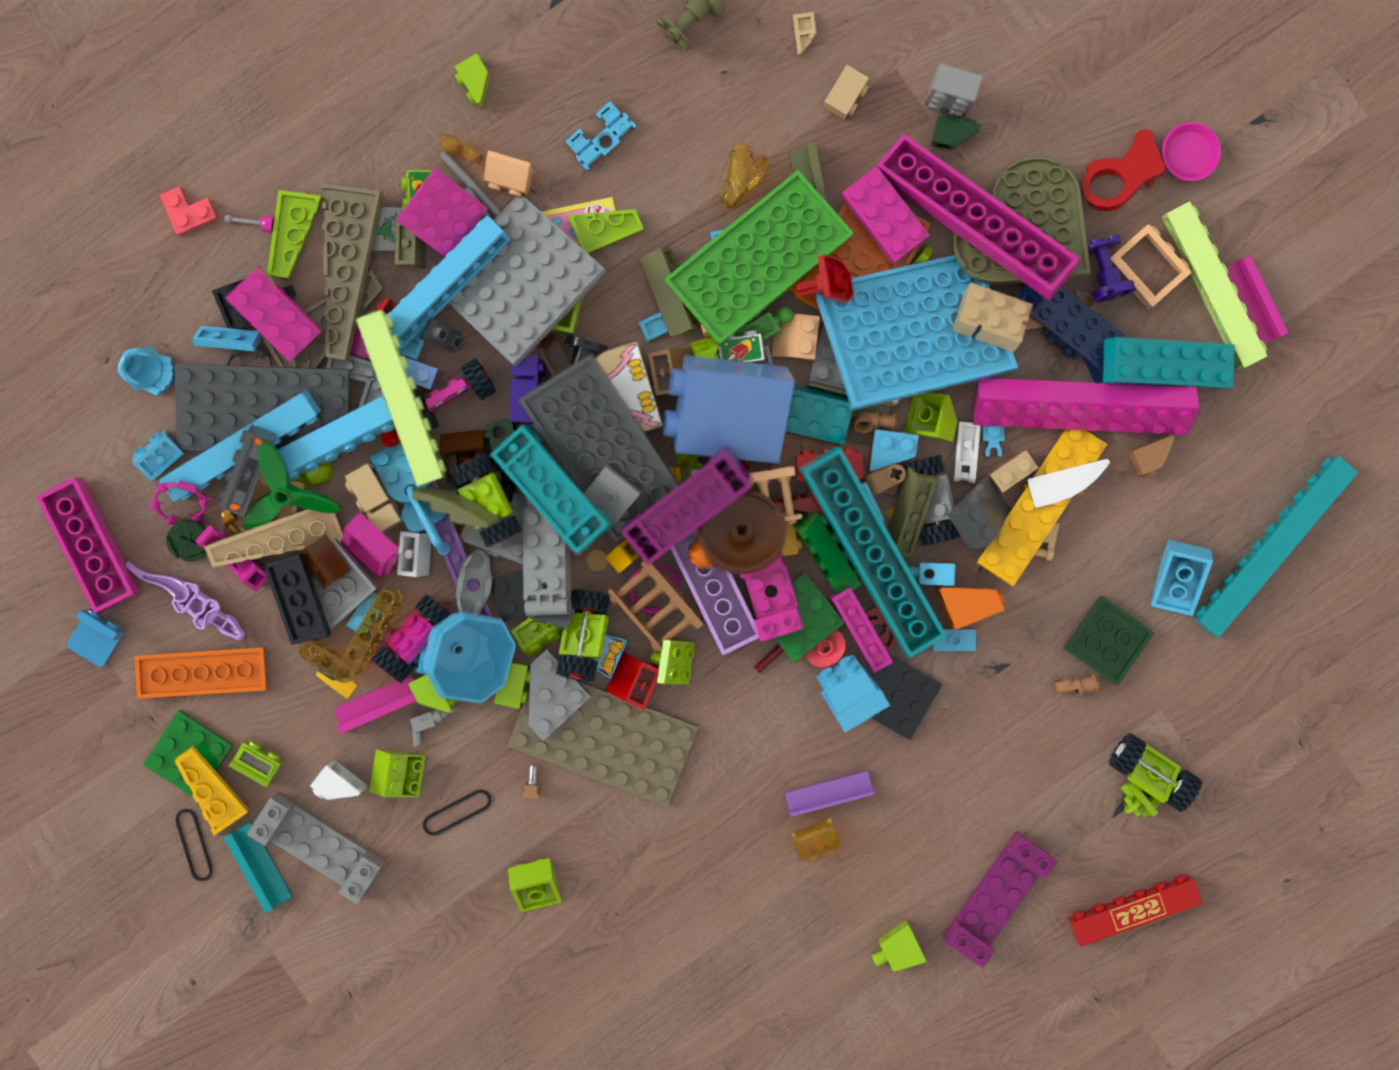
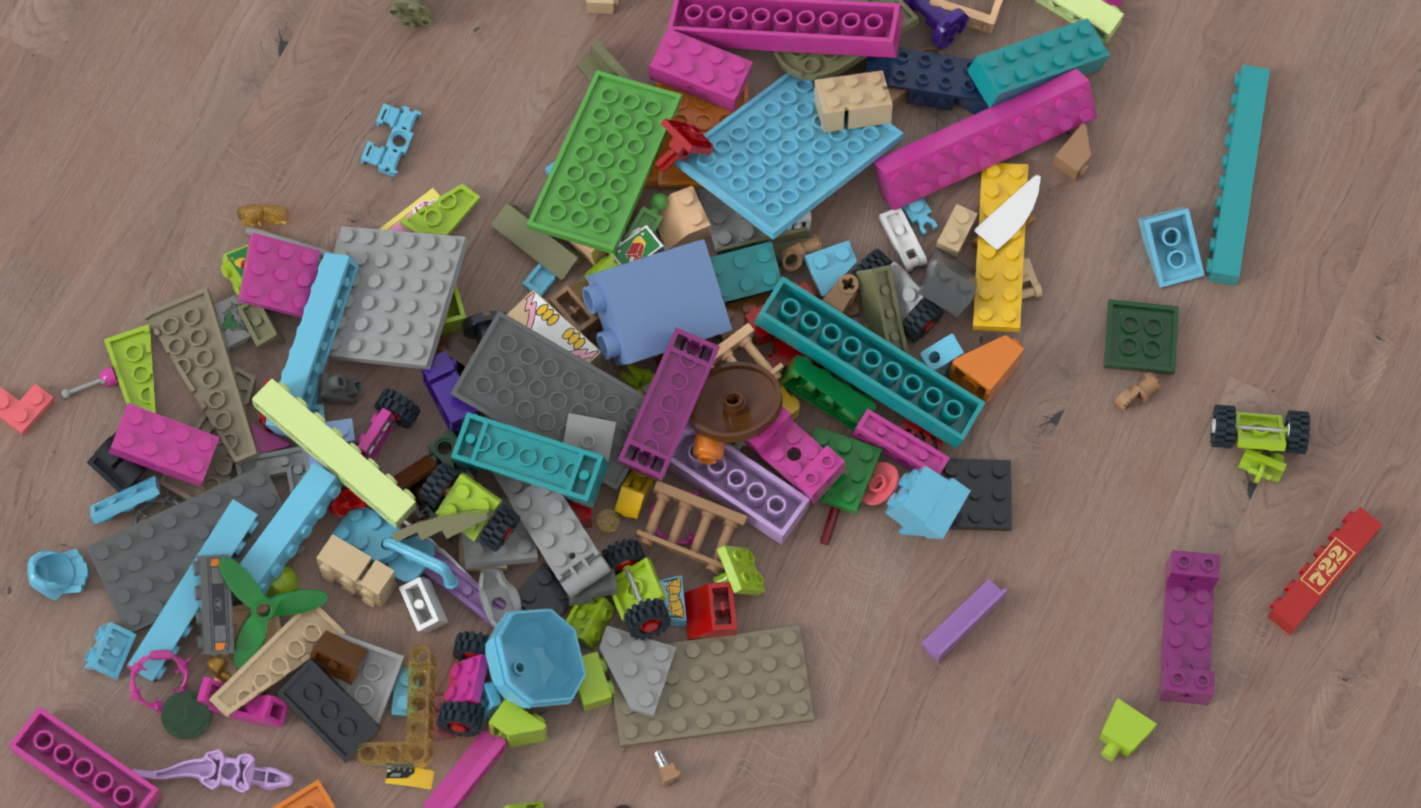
camera: 35 degrees left, 20 degrees down
(370, 546) = (381, 595): dark pink window -> none
(424, 722) = (524, 766): light grey piece -> none
(475, 77) = (241, 146): lime slope -> none
(508, 174) = (322, 211): light nougat slope -> none
(742, 175) = (546, 103): clear yellow animal -> none
(816, 840) = (979, 668): clear yellow slope -> none
(923, 255) = (757, 87): lime tile -> none
(931, 417) = (852, 221): lime slope -> none
(957, 640) = (997, 414): medium azure plate -> none

